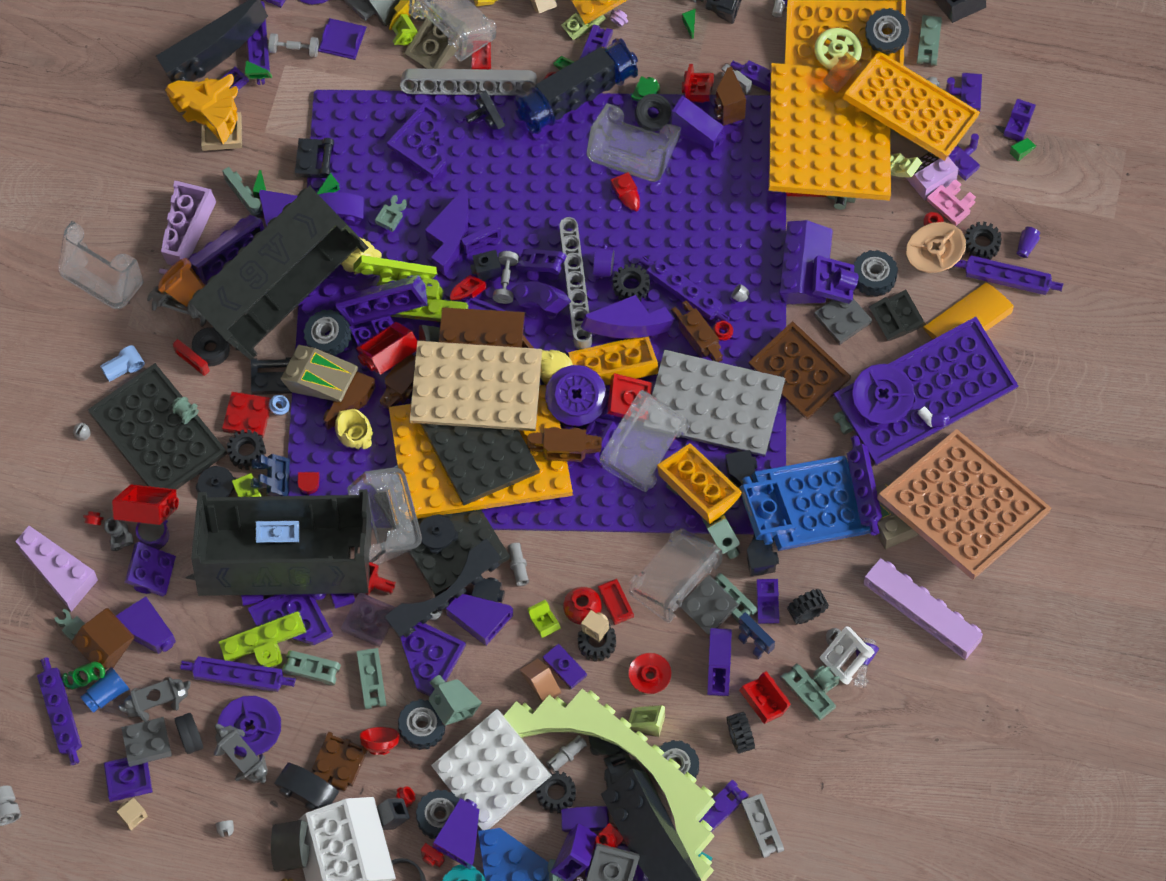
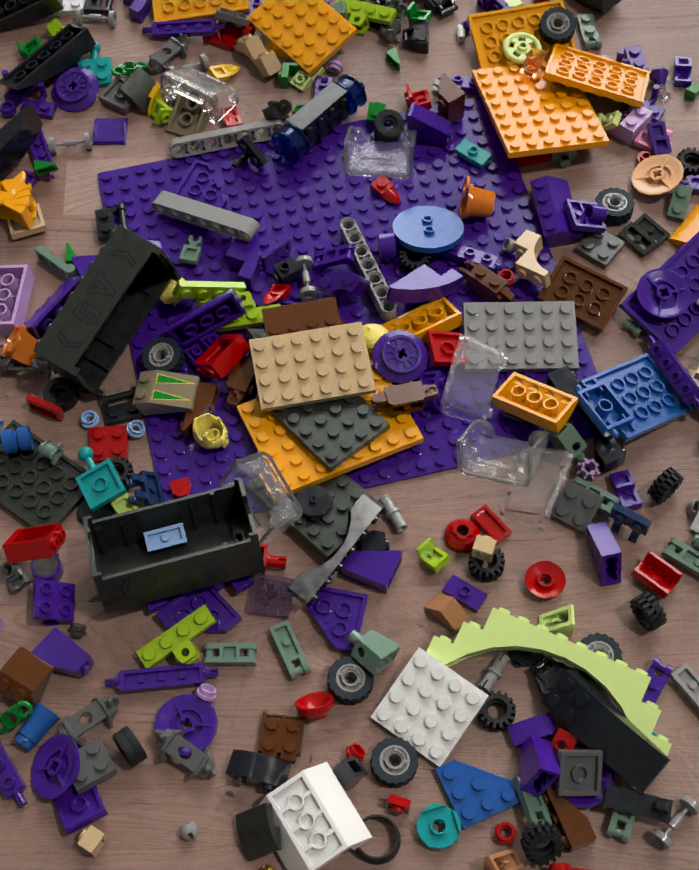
camera: 15 degrees left, 5 degrees down
(113, 734) = (55, 767): none -> dark purple piece
(153, 388) = (16, 440): none -> blue wheel
(167, 605) = (77, 630): none -> clear smoke plate
(226, 457) = (101, 482): none -> teal plate
(234, 376) = (89, 414): none -> light blue plate
(277, 699) = (206, 692): none -> lavender plate
(415, 177) = (205, 216): none -> light grey beam
(459, 833) = (422, 776): dark purple slope -> none
(534, 61) = (277, 109): none -> pearl dark grey hips
(561, 10) = (288, 70): none -> green bracket
(641, 531) = (499, 458): none -> clear windscreen
(655, 252) = (428, 229): none -> plate
(718, 233) = (475, 201): none -> orange container
(734, 562) = (590, 464): none -> lavender gear
(738, 169) = (473, 153): none -> teal plate
(757, 302) = (527, 249): none -> tan arch
(950, 286) = (679, 202): none -> sand green plate
(954, 202) = (658, 138): none -> dark purple slope
(987, 122) = (659, 76): none -> piece

